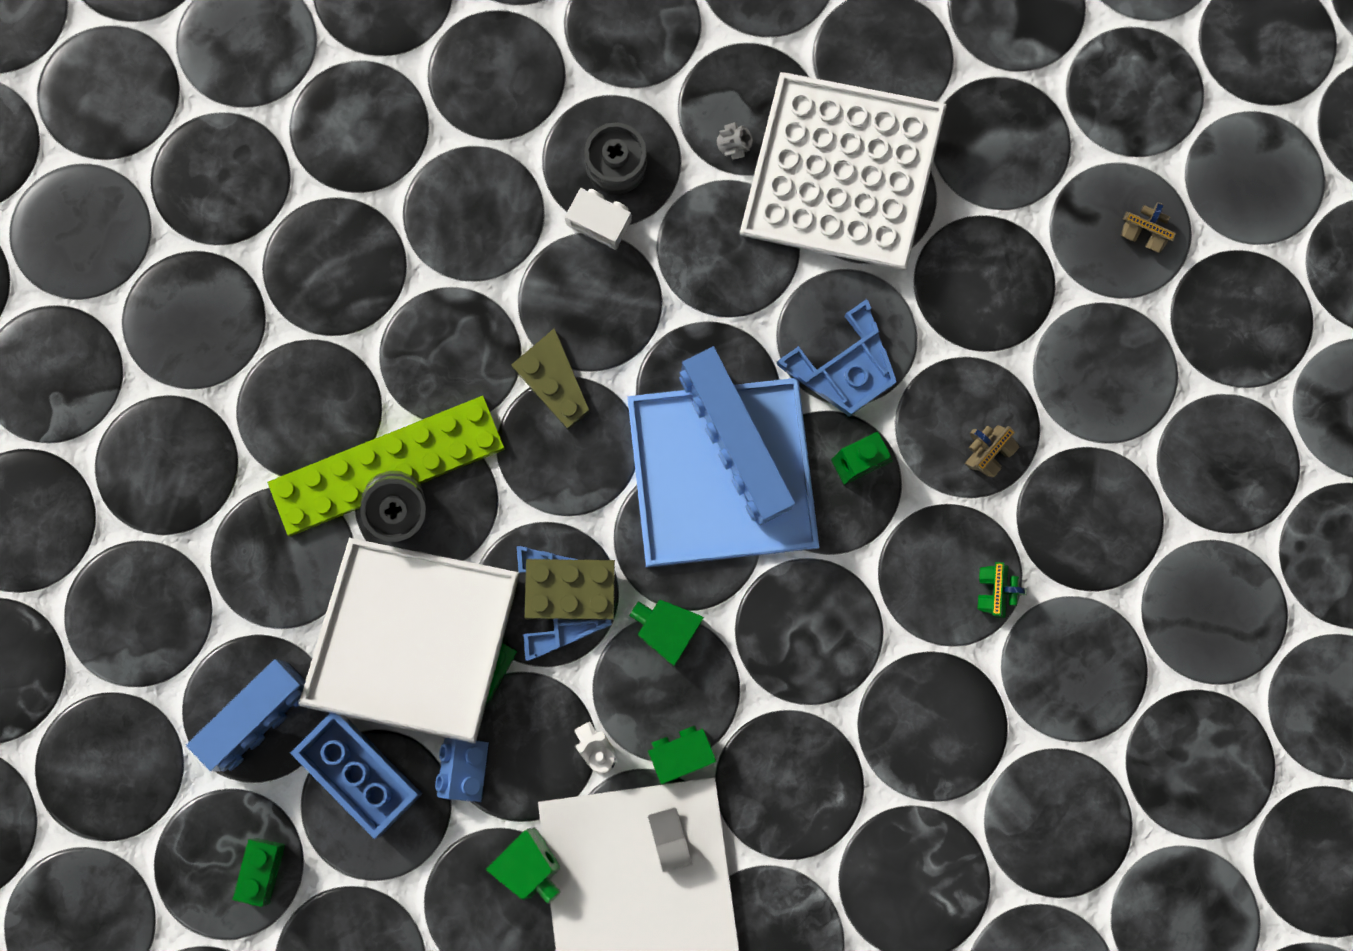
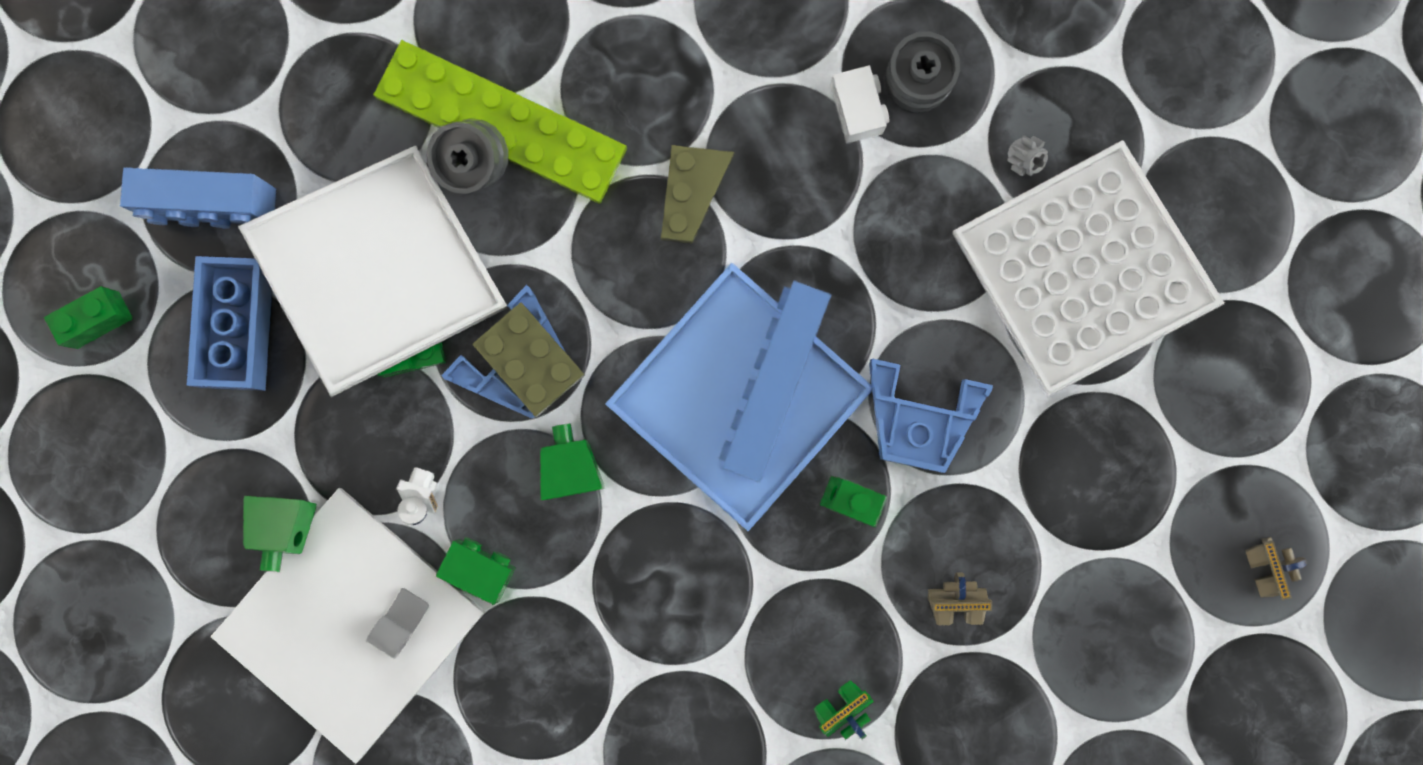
camera: 50 degrees right, 5 degrees up
(461, 770) = (308, 407): medium blue bracket -> none

